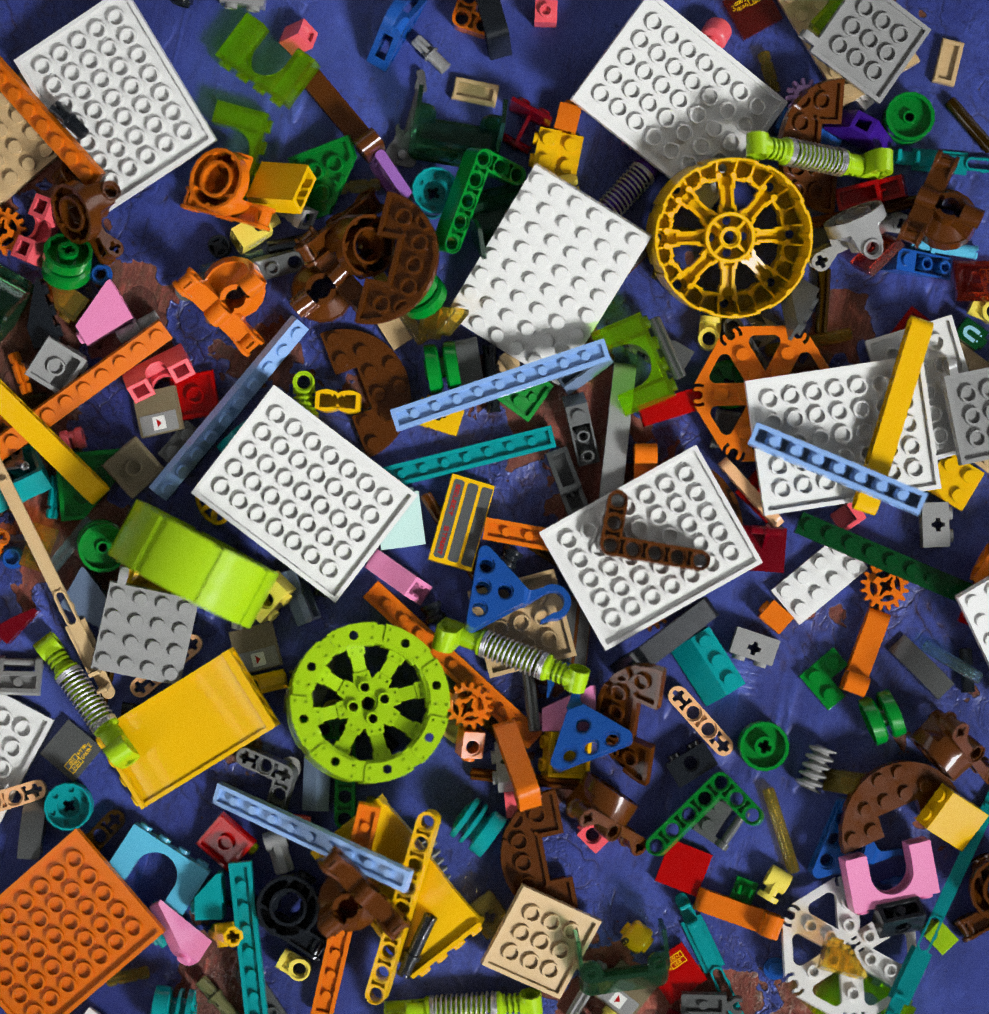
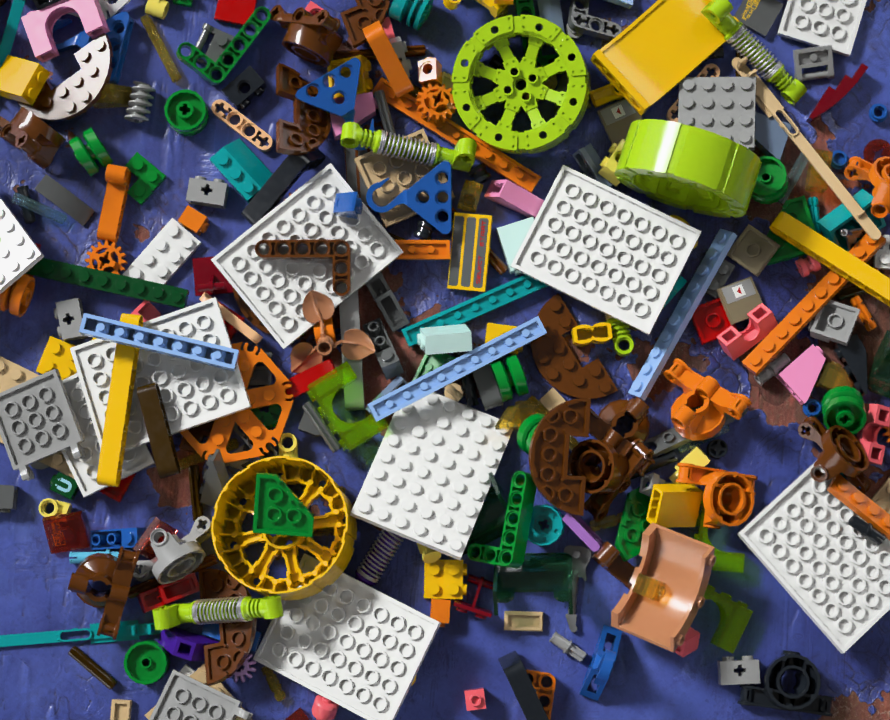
camera: 170 degrees right, 5 degrees down
(310, 92) = (685, 569): none -> nougat panel
(327, 98) = (649, 587): none -> clear yellow brick
(449, 587) = (469, 202): none -> clear yellow brick
(508, 422) = (445, 339): none -> light aqua brick
(594, 593) = (348, 205): none -> blue slope
(672, 434) = (354, 346): none -> nougat plant
(731, 254) = (279, 509): none -> green plate
(854, 371) = (158, 430): none -> dark brown beam

